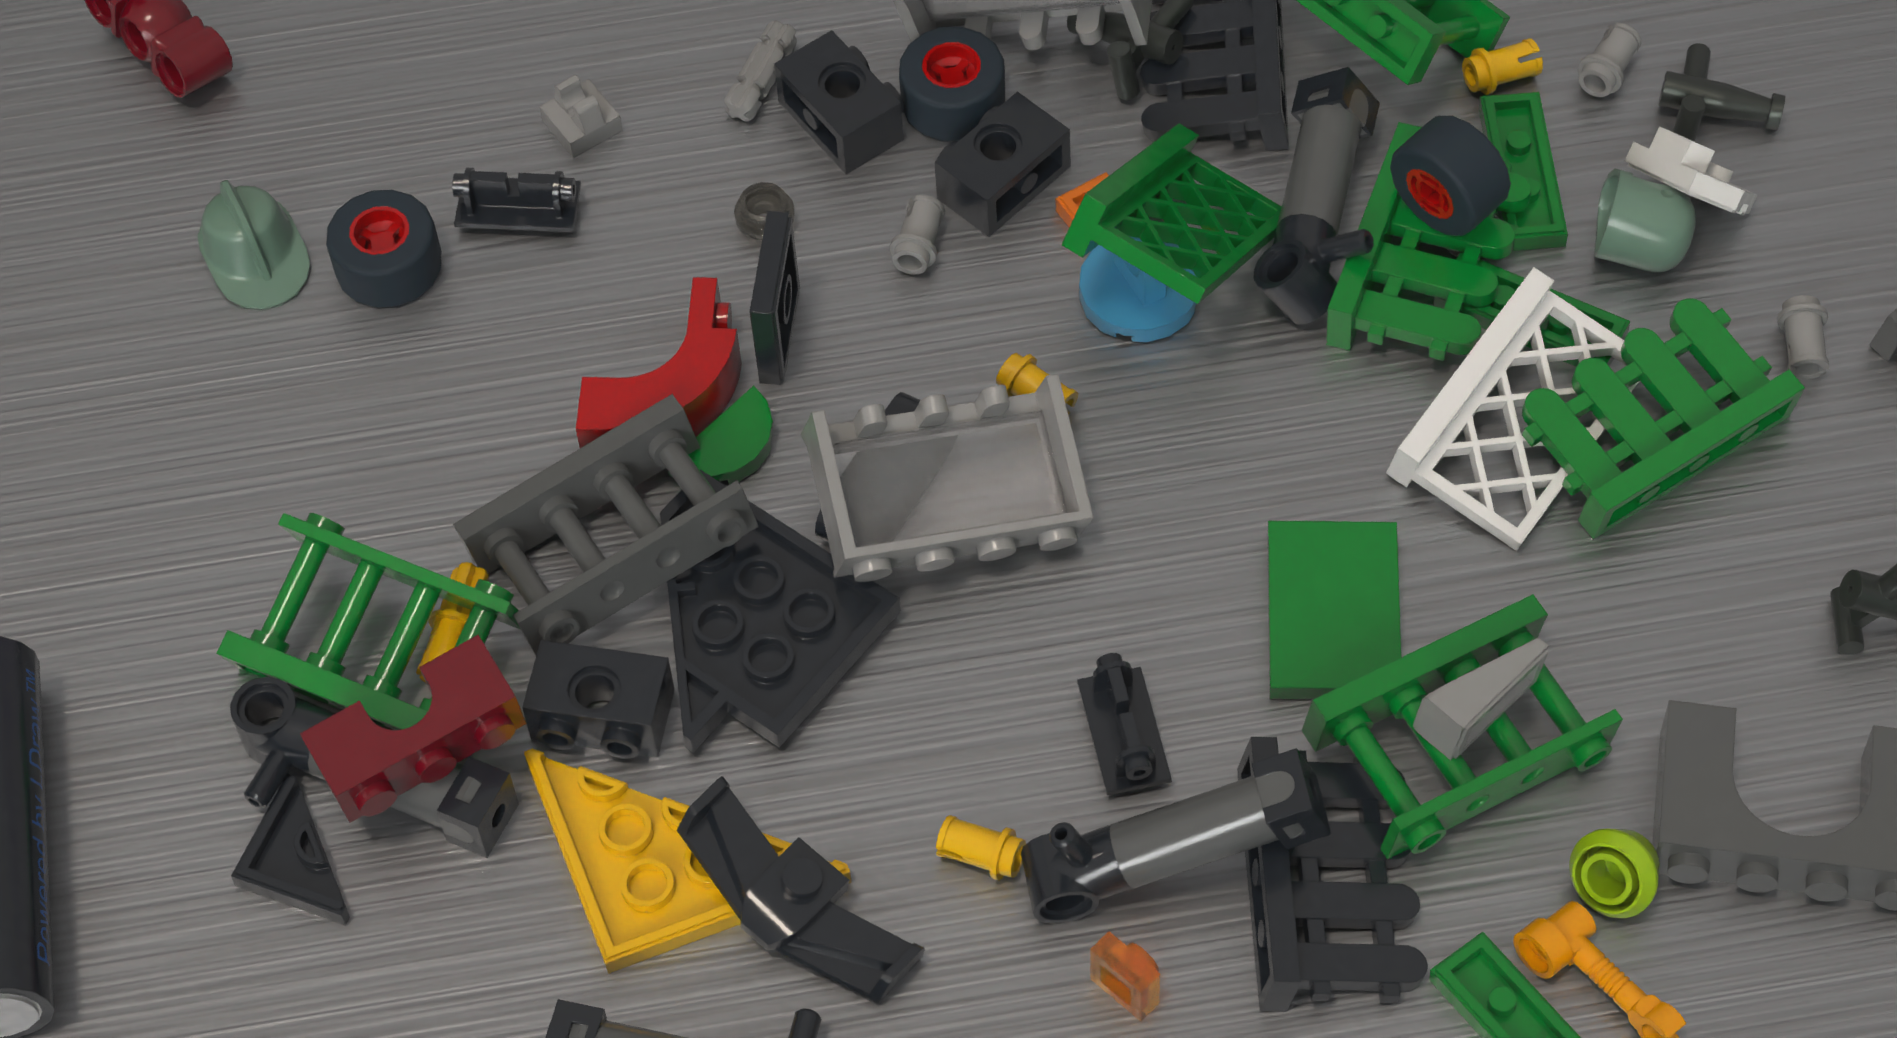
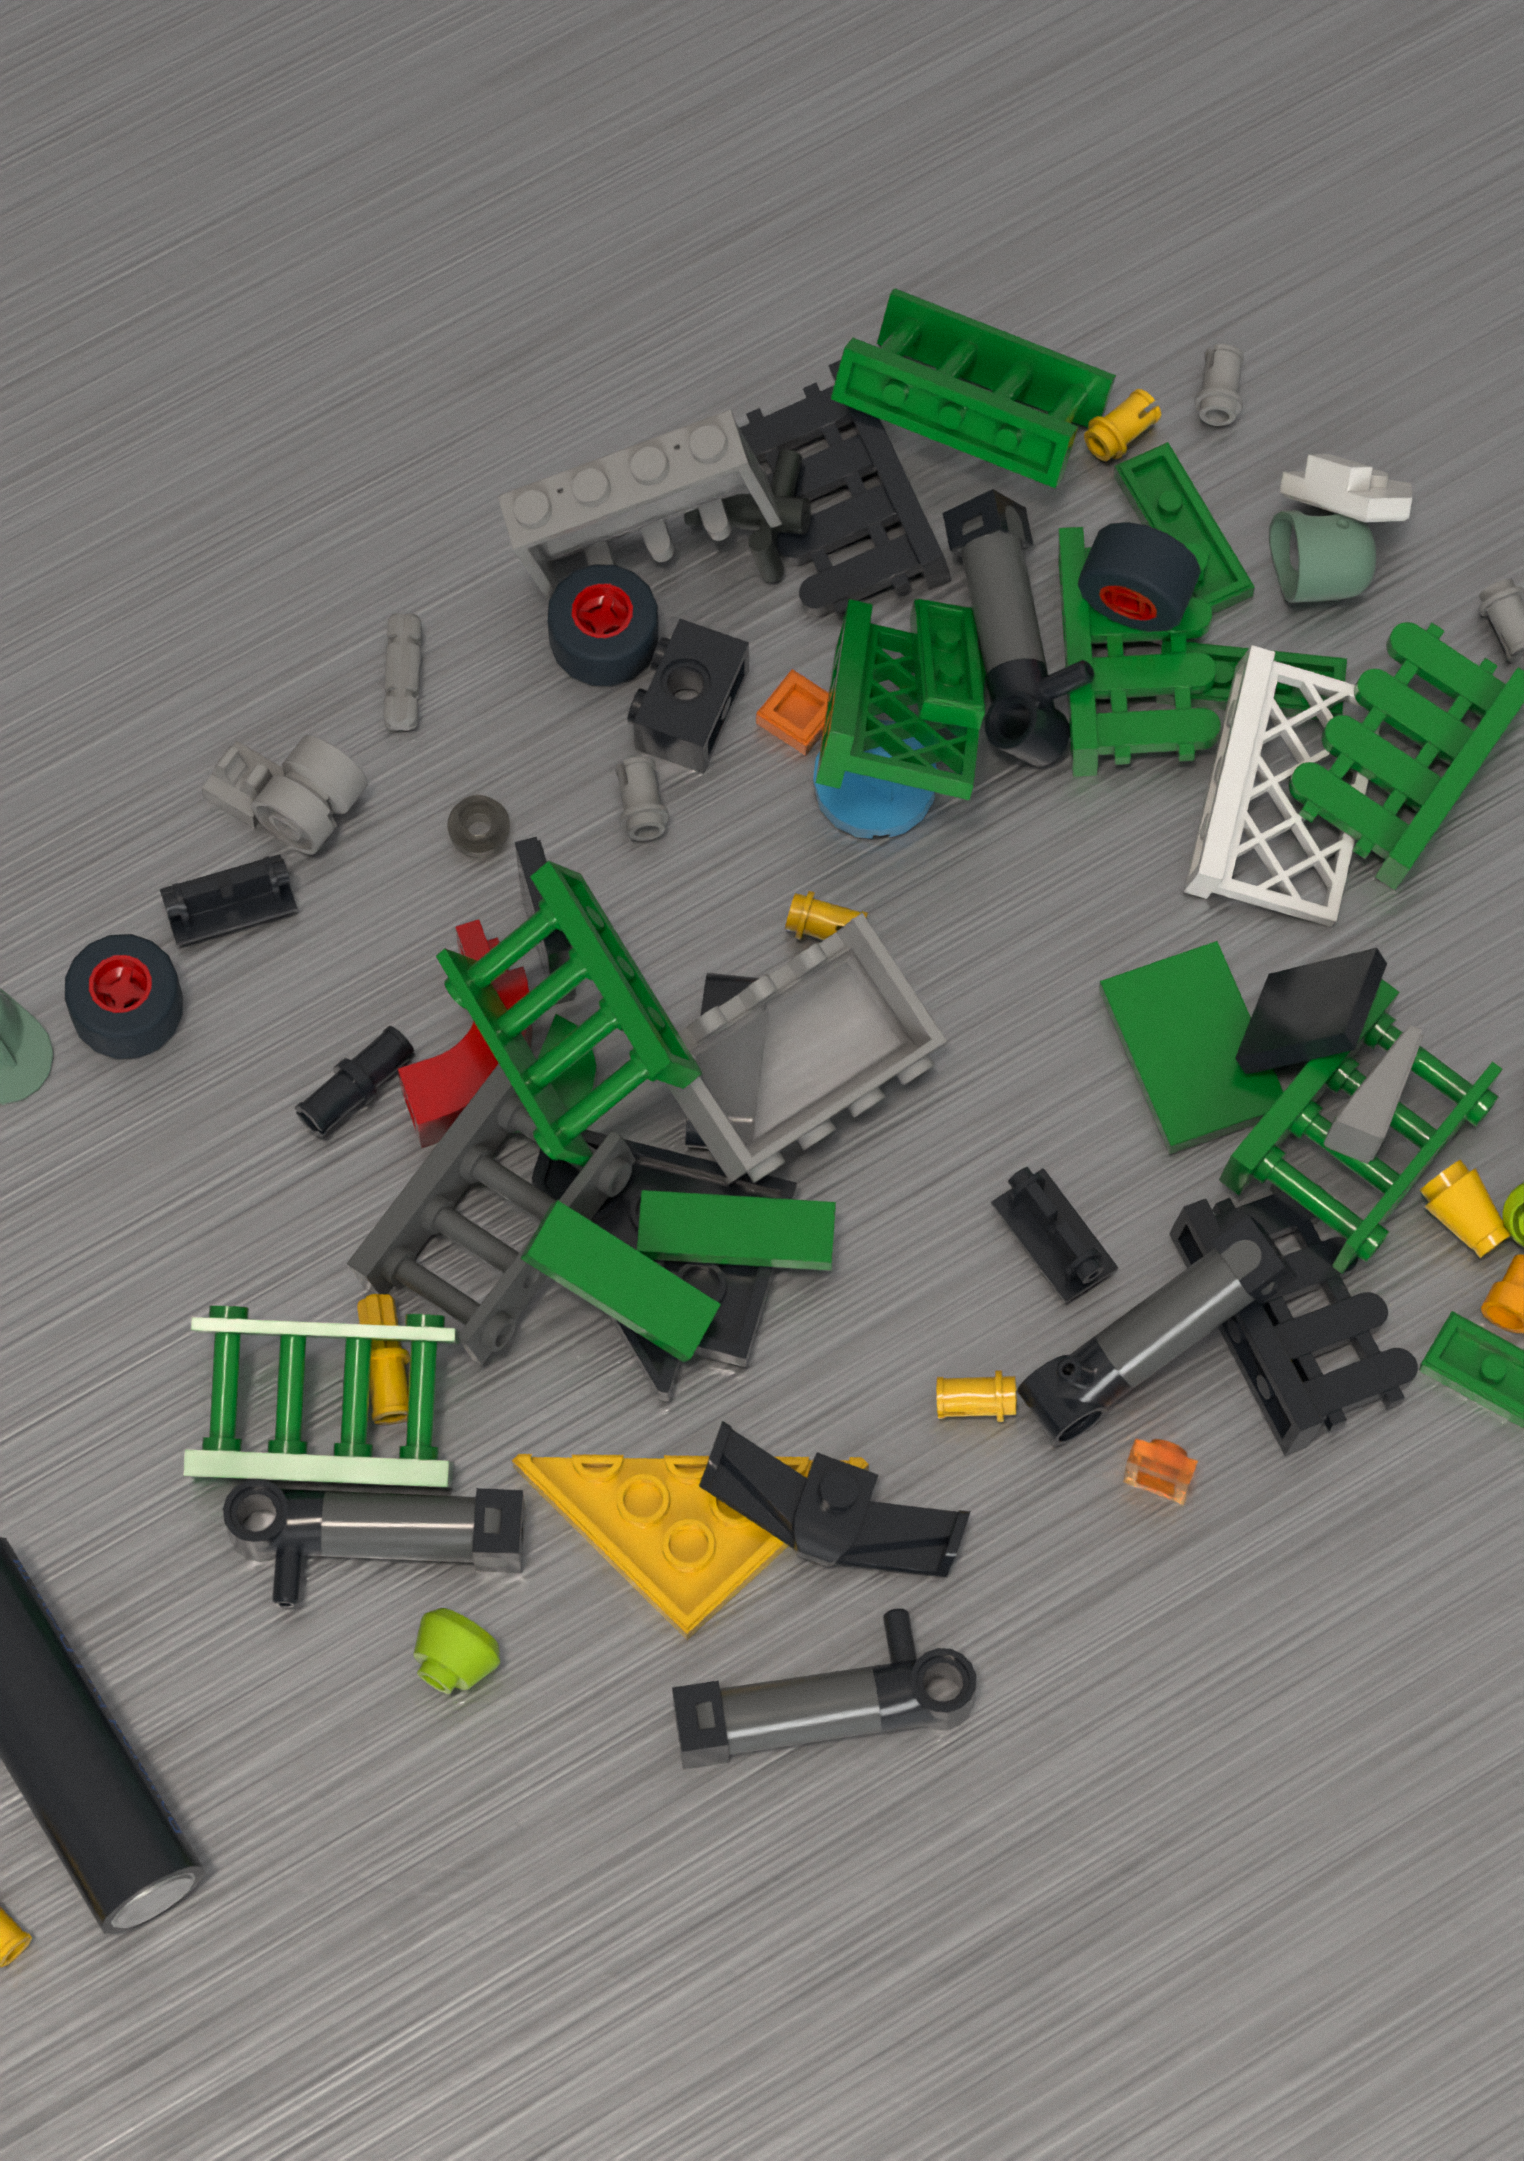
camera: 25 degrees left, 10 degrees up
(288, 859) = (341, 1646): black tile -> none
(374, 765) = (395, 1534): dark red arch -> none
(381, 898) = (453, 1651): none -> lime cone
(545, 383) = (355, 1081): none -> black pin
(574, 676) = (585, 1357): black brick -> none
(621, 139) = (314, 787): none -> light grey wheel
(685, 617) = (620, 1281): none -> green tile
(790, 368) = (625, 1006): none -> green fence
(821, 617) = (736, 1230): none -> green tile
(840, 101) = (516, 710): black brick -> none
(1241, 201) = (946, 664): none -> green tile
(1454, 604) = (1311, 1011): none -> black tile
(1536, 839) = (1465, 1208): none -> yellow cone
(1699, 96) = (1331, 395): pearl dark grey piece -> none

